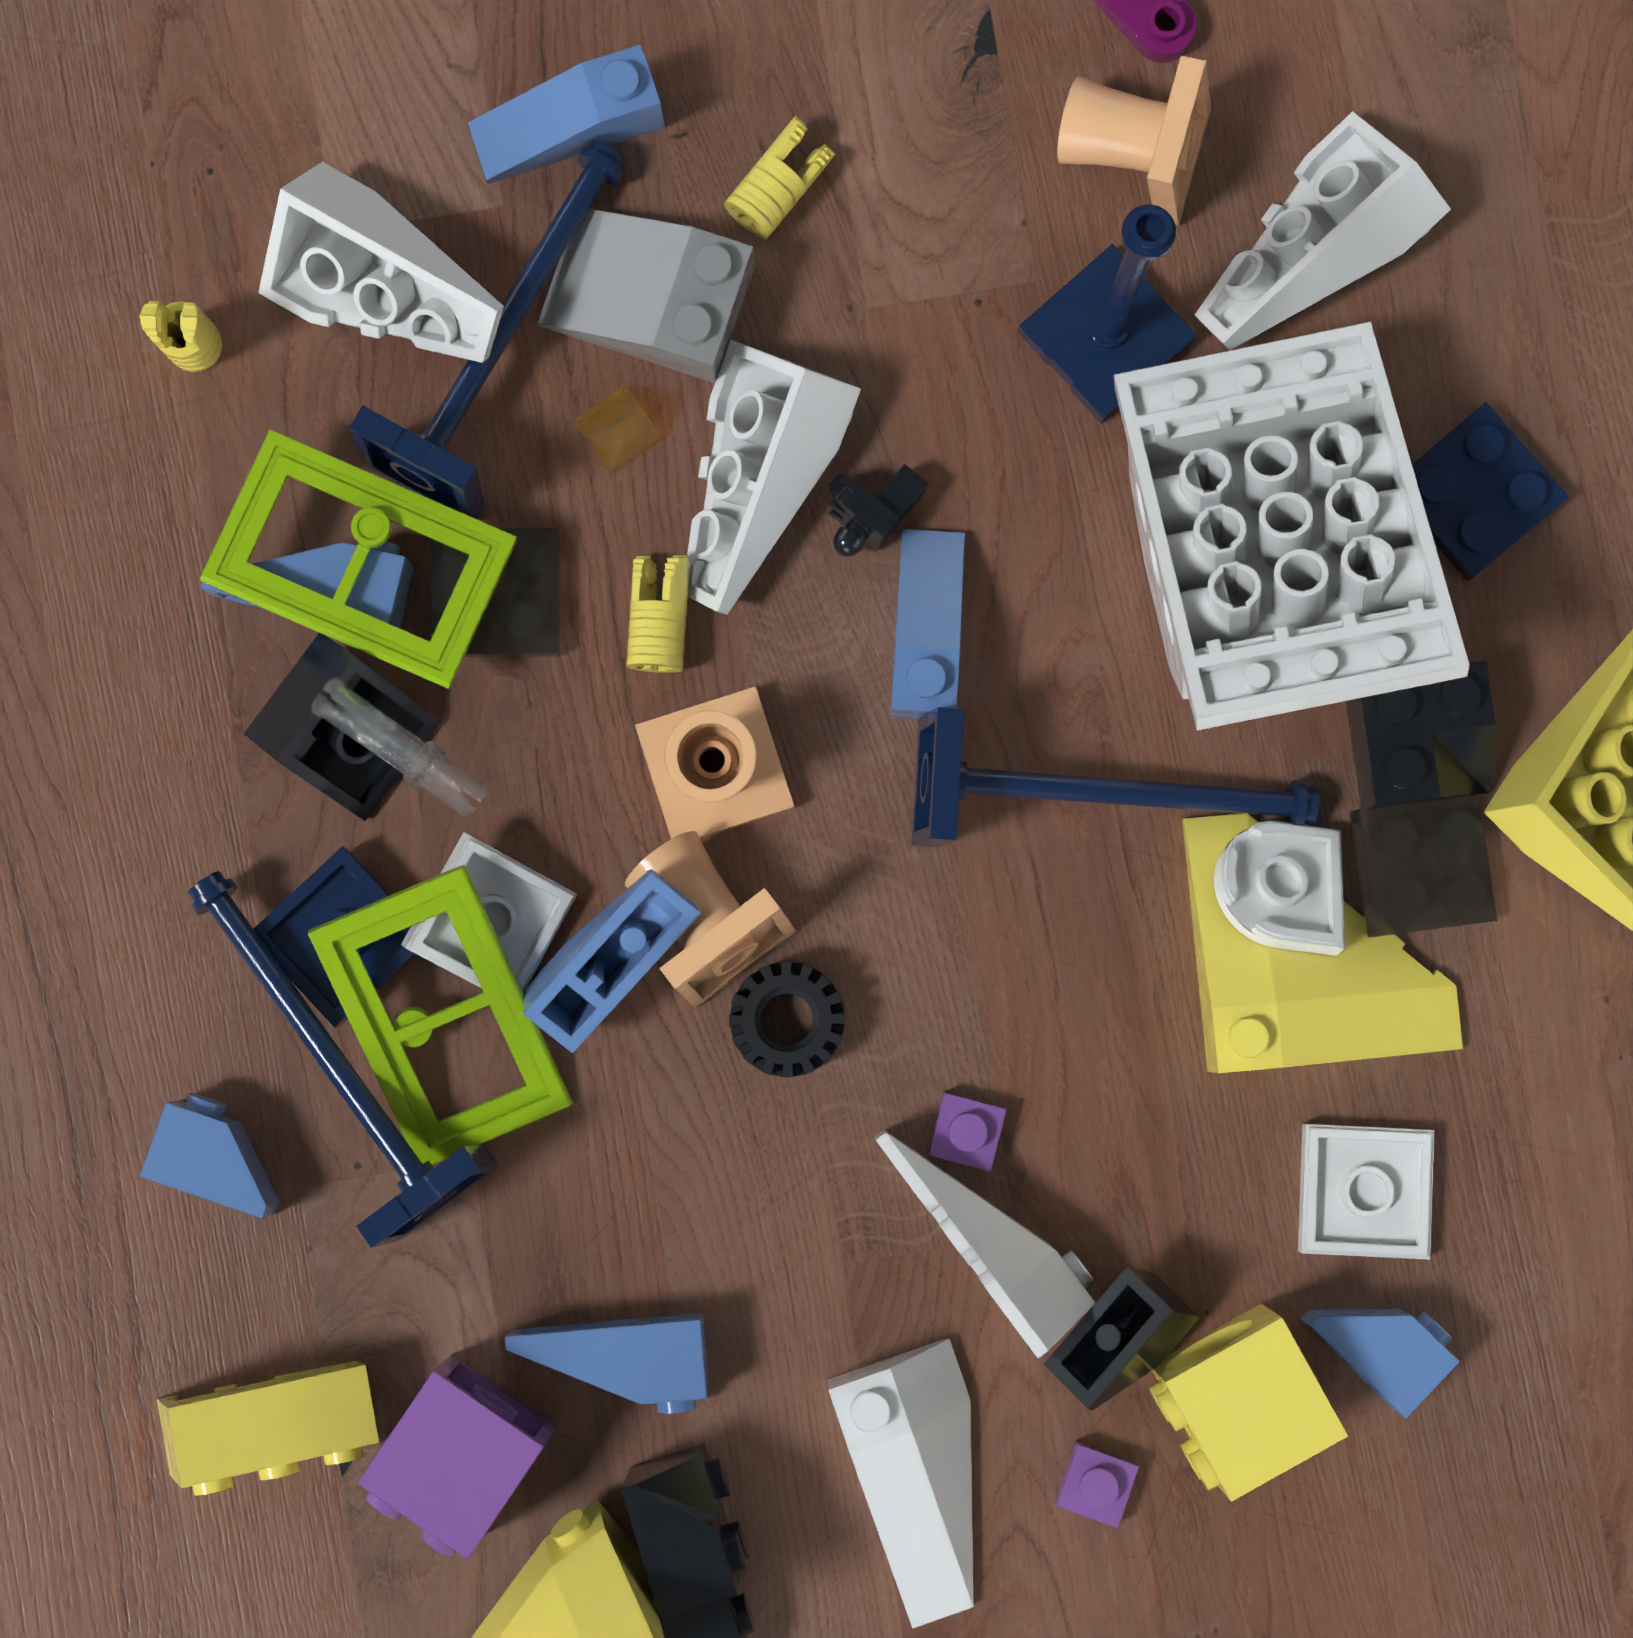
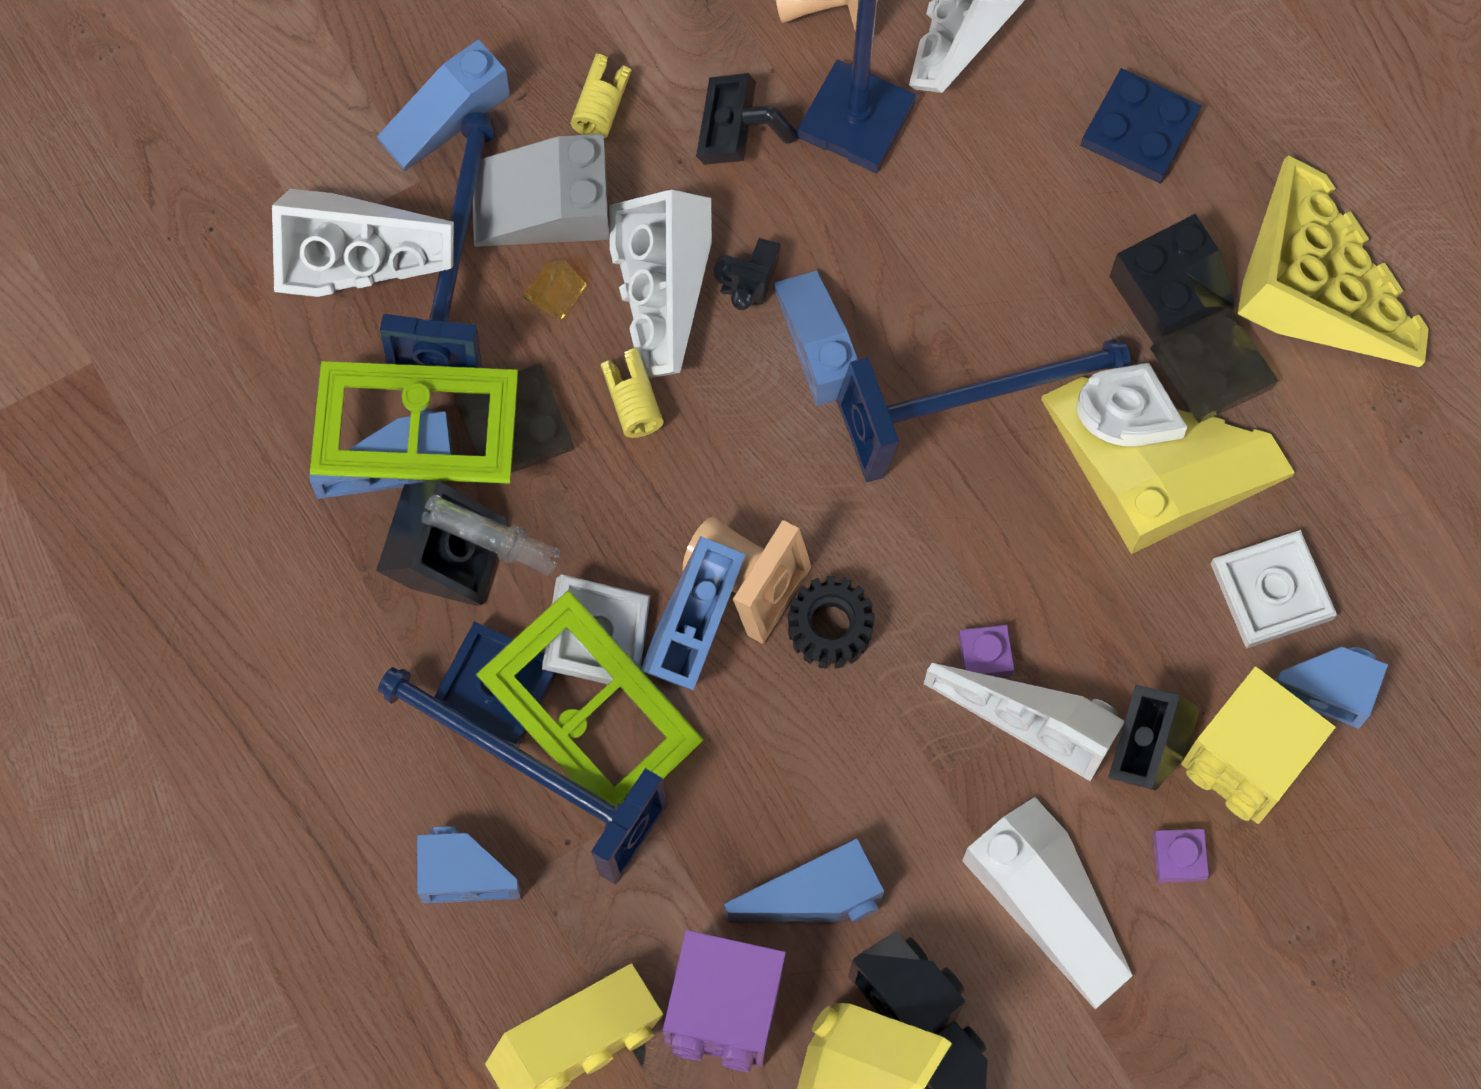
camera: 25 degrees left, 15 degrees down
(185, 321) = (233, 318): light yellow hinge -> none
(739, 793) = (710, 474): light nougat plant -> none
(937, 274) = (728, 117): none -> black plate
(1285, 529) = (1027, 171): white wedge -> none

